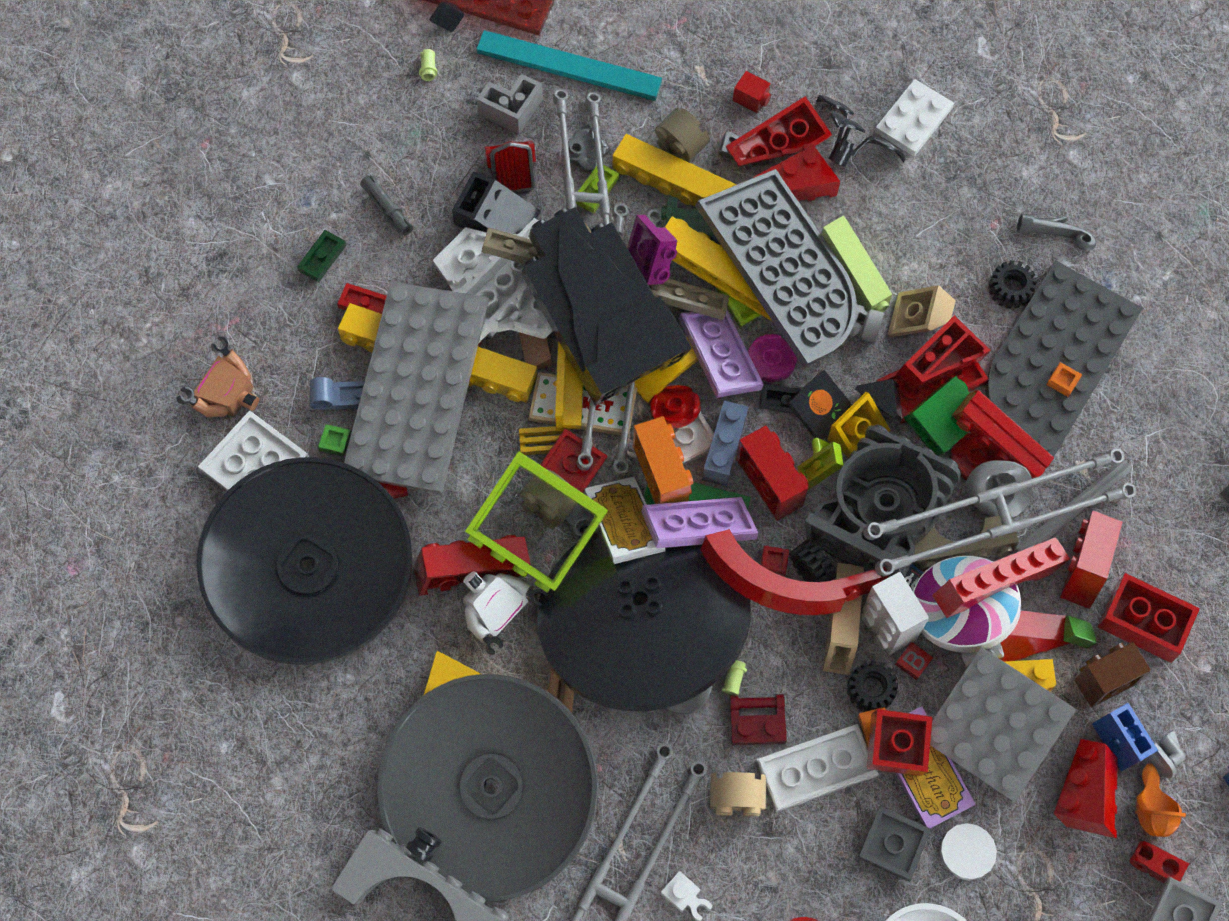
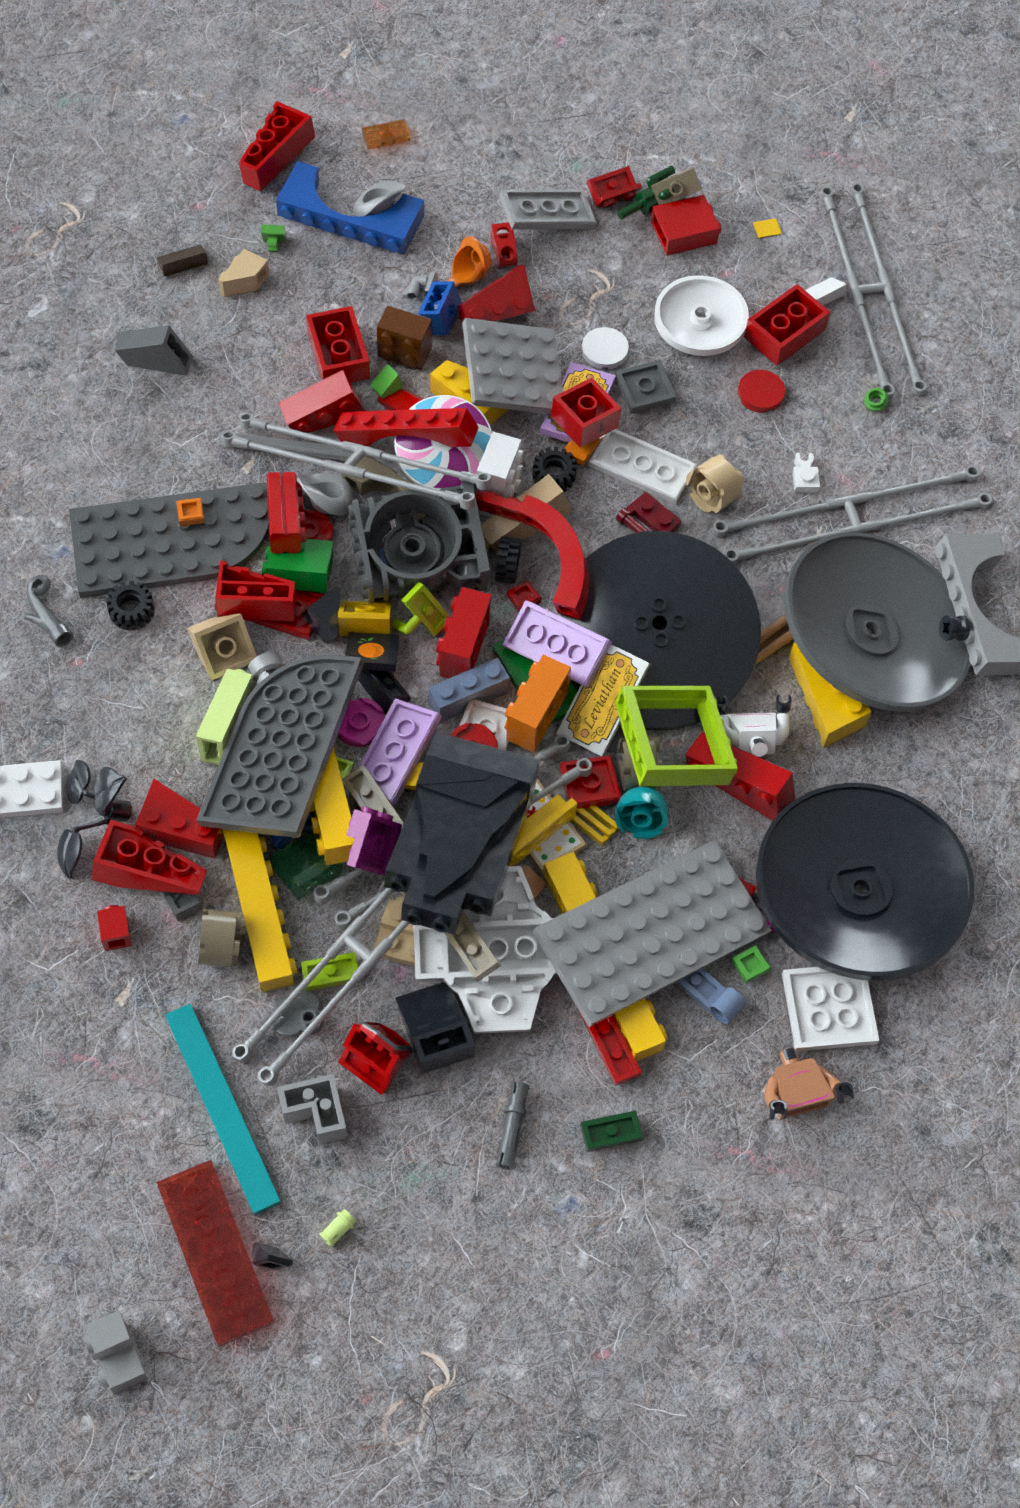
camera: 135 degrees left, 5 degrees down
(521, 477) = (642, 812): none -> teal cylinder

